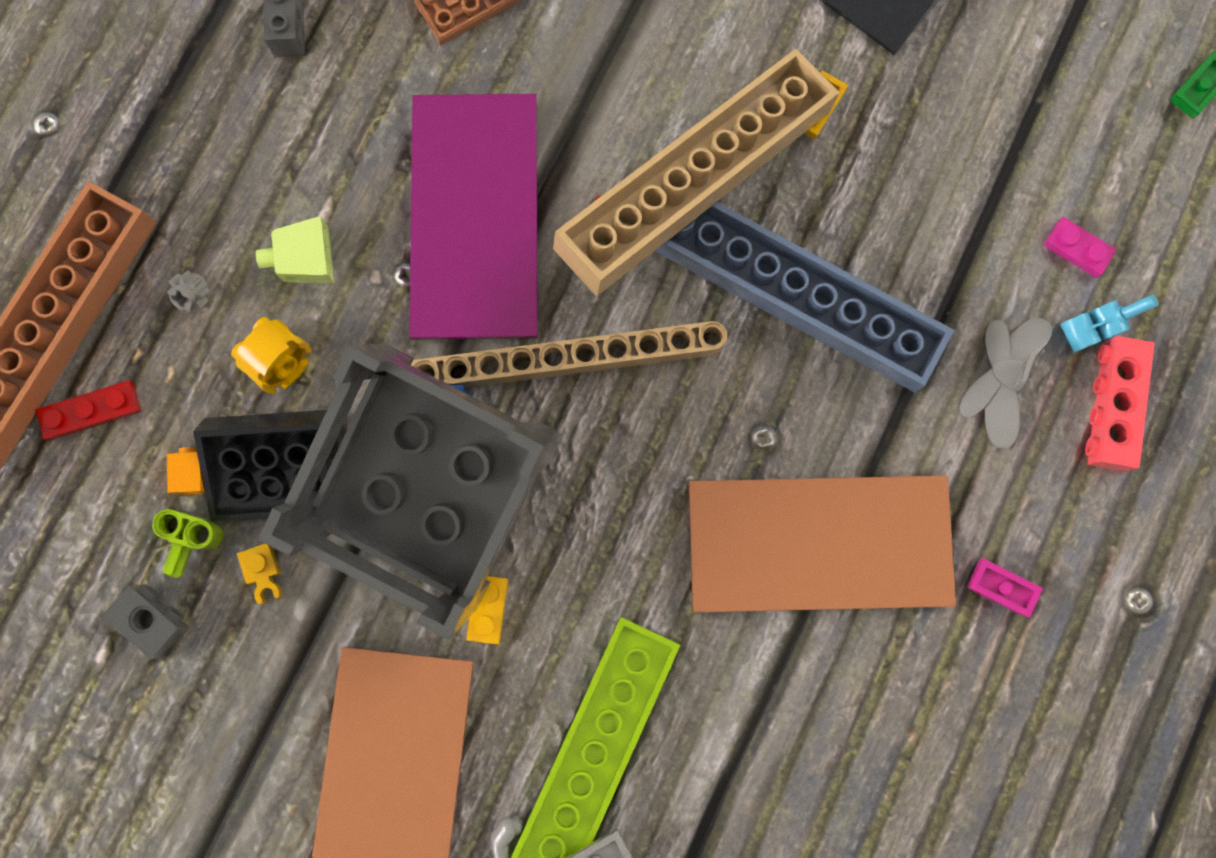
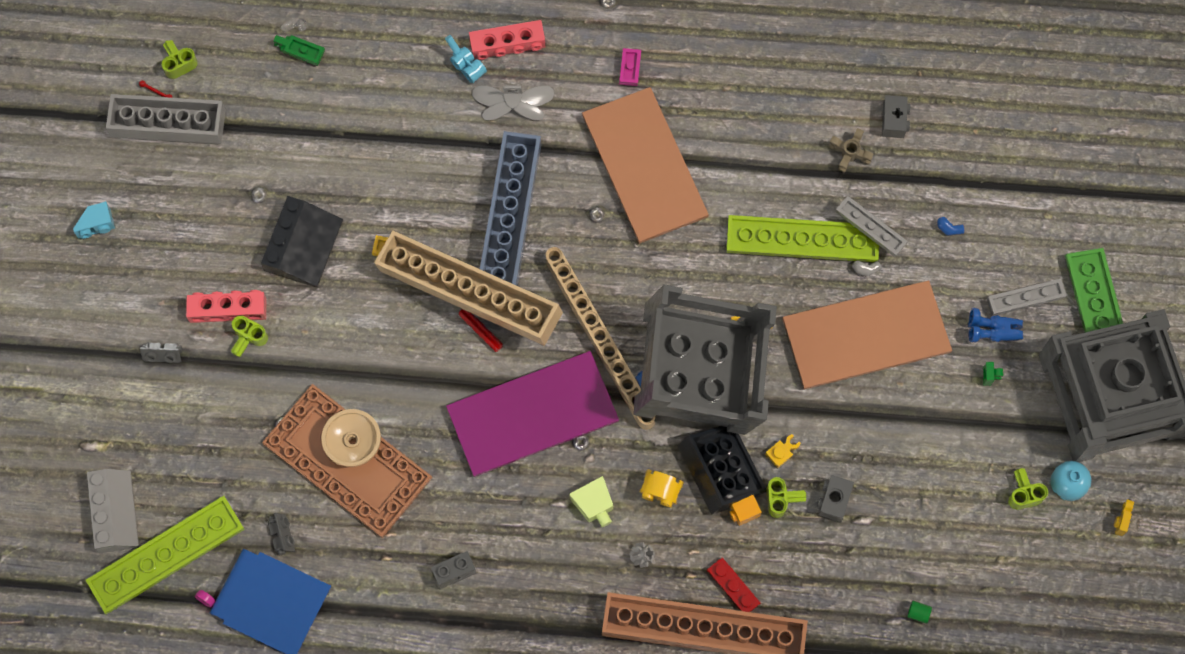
camera: 110 degrees left, 10 degrees down
(1079, 247) = (424, 86): dark pink plate -> none

